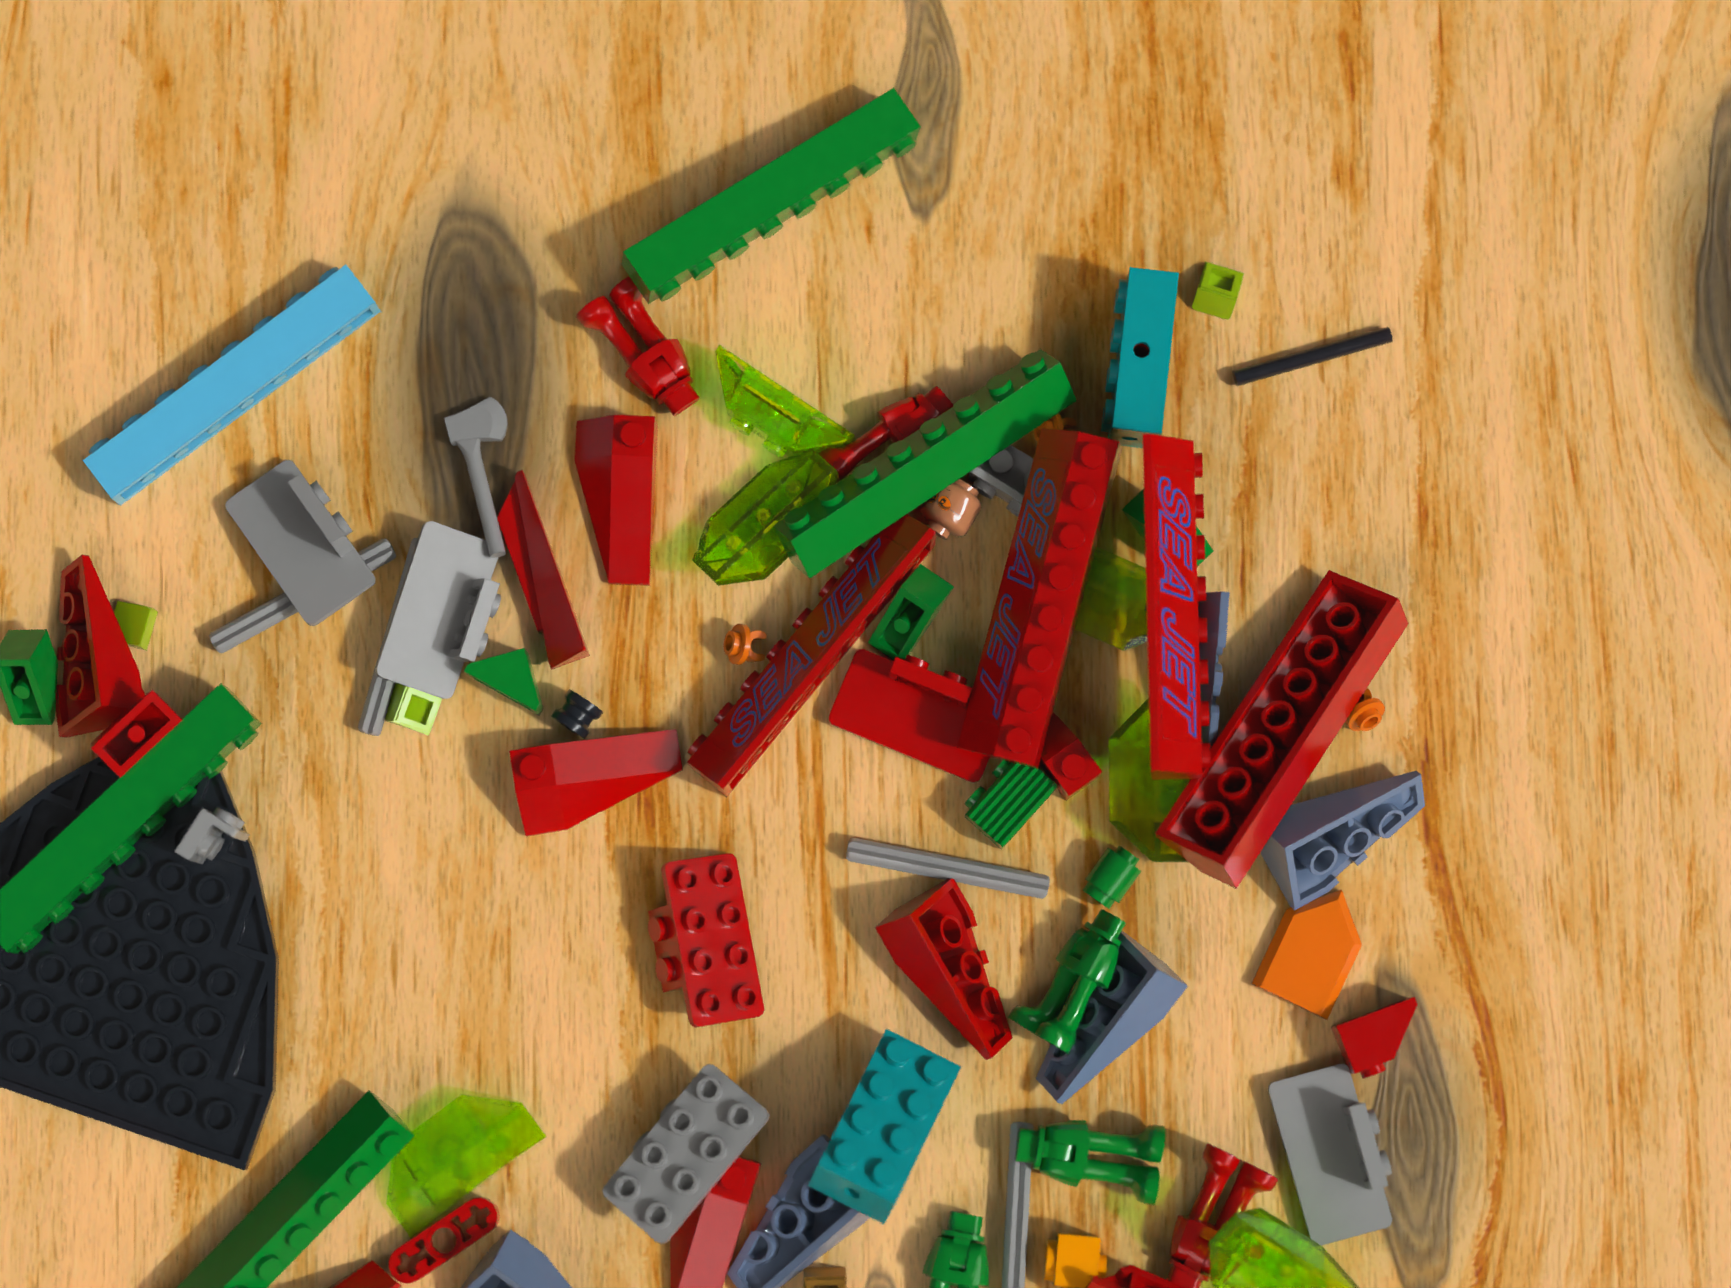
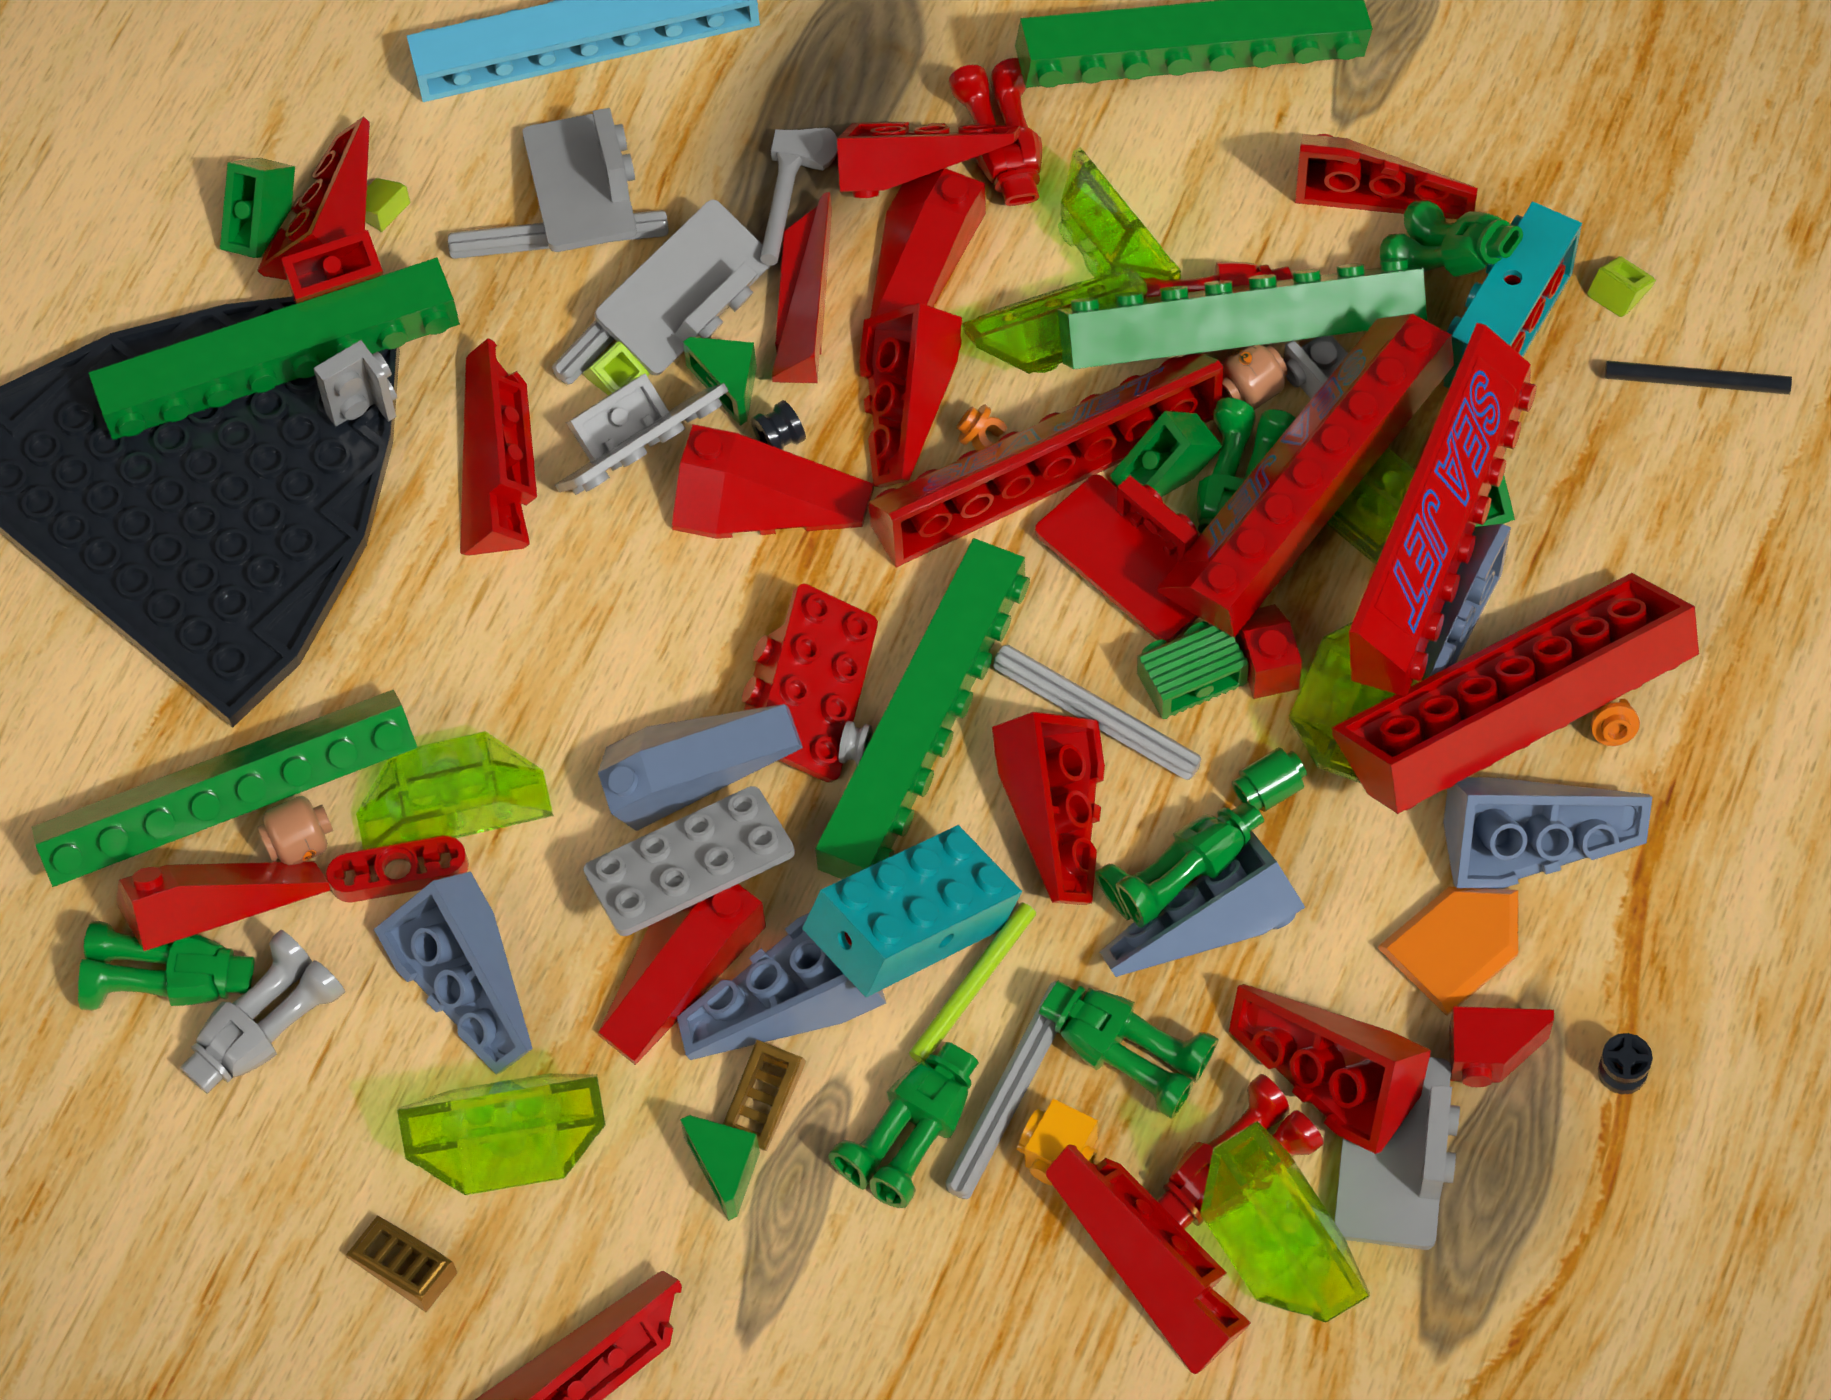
camera: 25 degrees right, 20 degrees down
(347, 1247) = (295, 831): none -> nougat head
(348, 830) = (496, 456): none -> red wedge
(456, 767) = (624, 422): none -> light grey bracket
(562, 409) = (888, 154): none -> red wedge
(634, 1058) = (690, 759): none -> sand blue wedge
(666, 620) = (908, 369): none -> red wedge
(766, 979) = (854, 742): none -> light grey bush
(810, 929) = (923, 711): none -> green brick
(947, 1149) = (972, 983): none -> lime bar
(958, 274) = (1363, 178): none -> red wedge
(968, 629) = (1235, 423): none -> green piece
(1095, 326) = (1460, 246): none -> green piece
(1276, 1109) = (1345, 1067): none -> red wedge
(1488, 1008) = (1628, 1052): none -> black wheel

